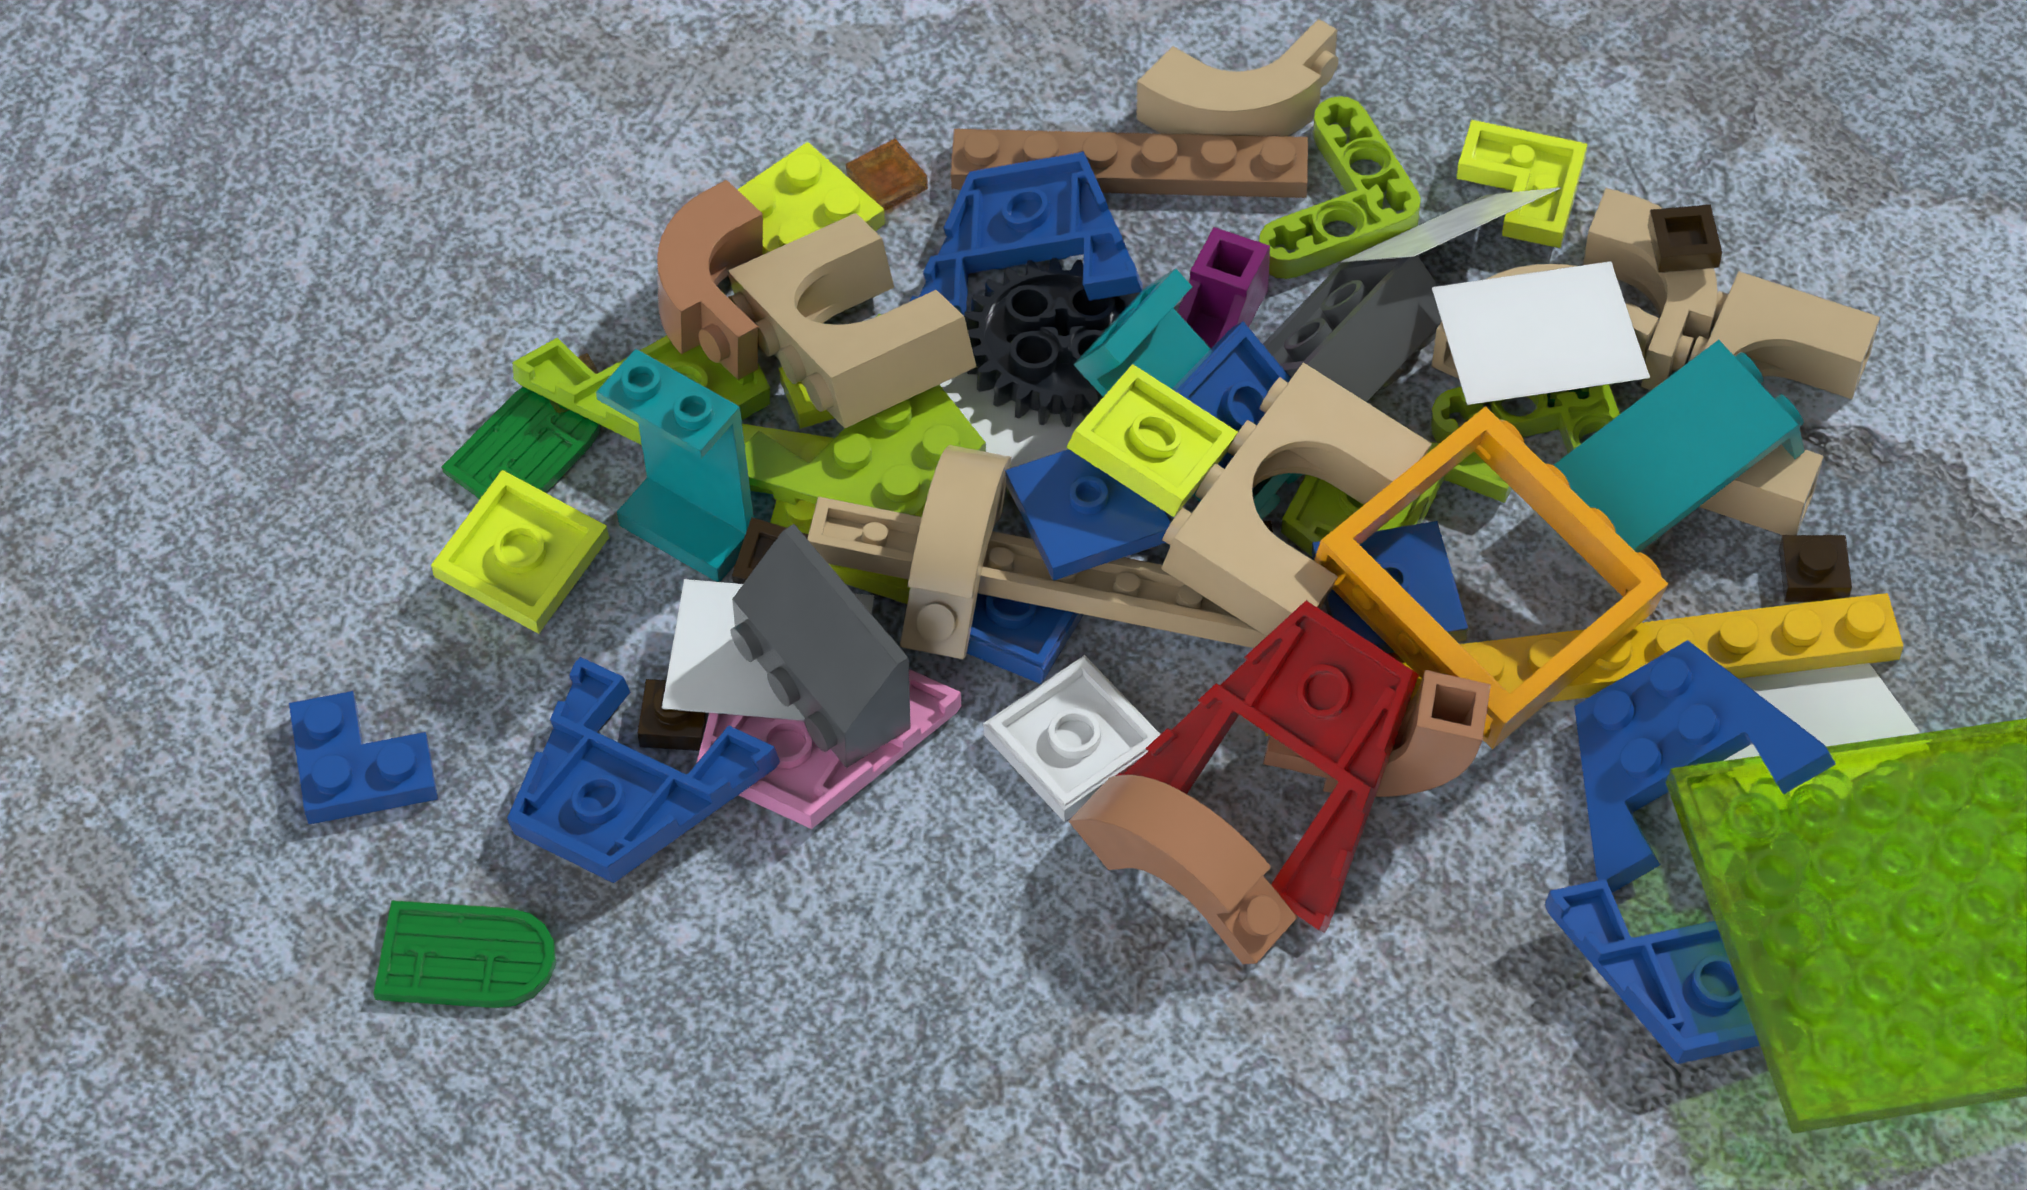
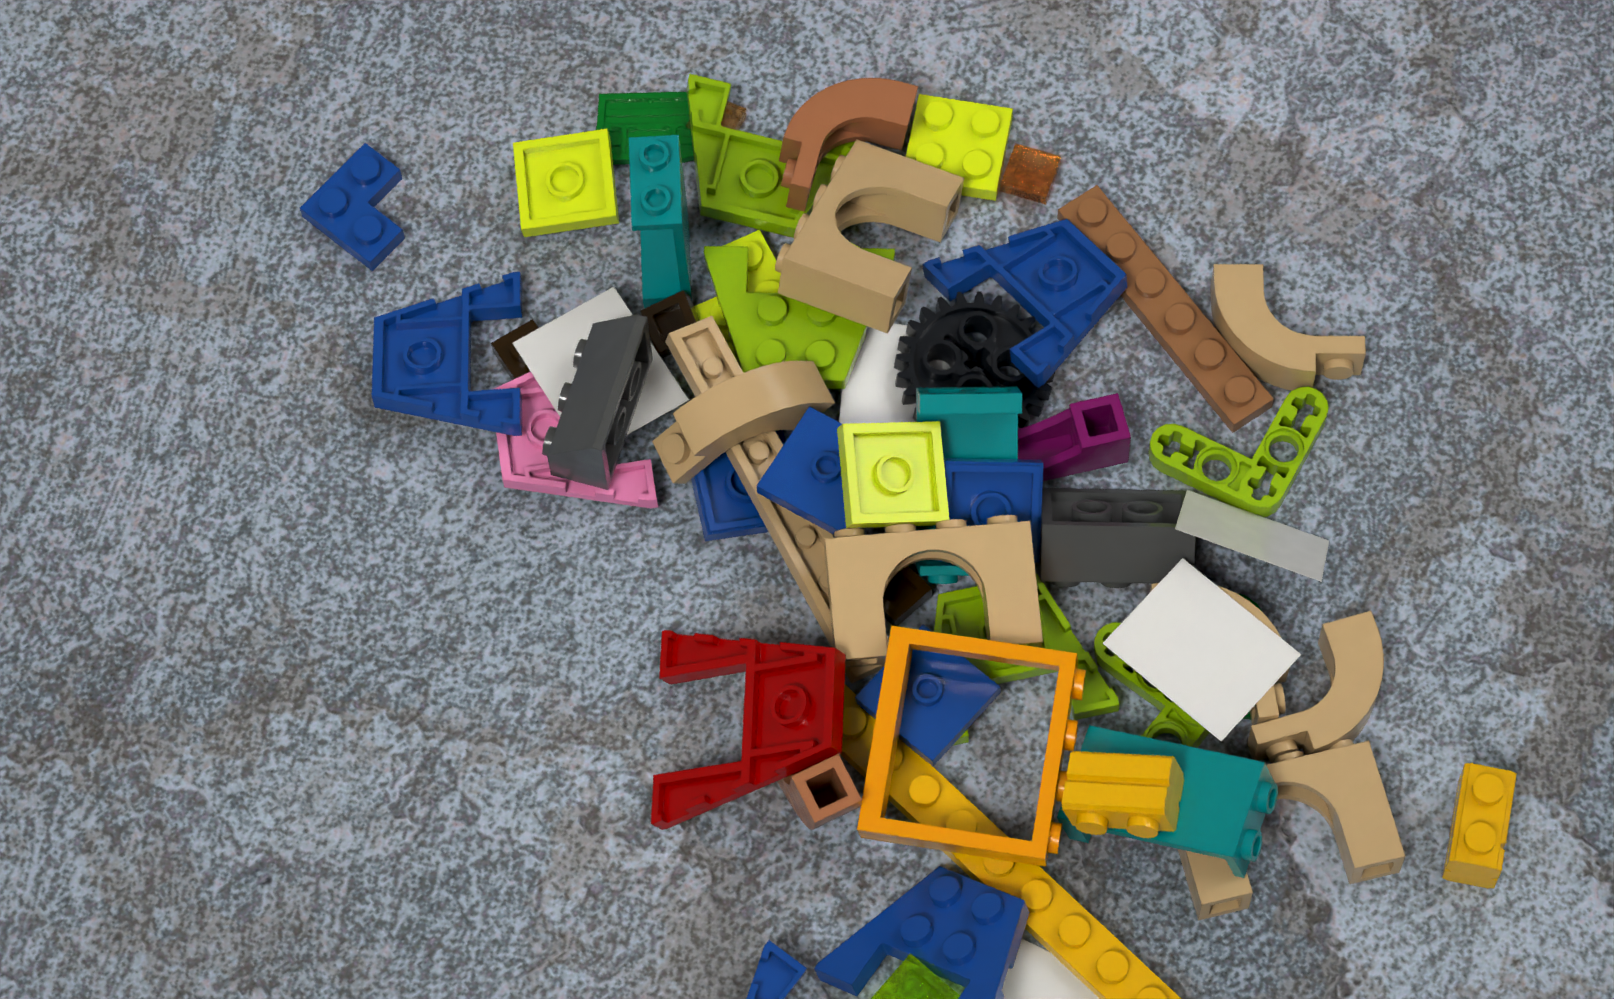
camera: 55 degrees right, 10 degrees up
(463, 955) = (277, 364): green window -> none
(1071, 736) = (686, 586): white tile -> none
(1194, 850) = (628, 715): nougat arch -> none
(1526, 162) = (1368, 556): neon yellow plate -> none
(1655, 472) = (1122, 793): none -> yellow brick
(1684, 238) = (1355, 687): dark brown plate -> none
(1814, 567) = (1177, 947): dark brown plate -> none
(1885, 252) = (1479, 825): none -> yellow brick

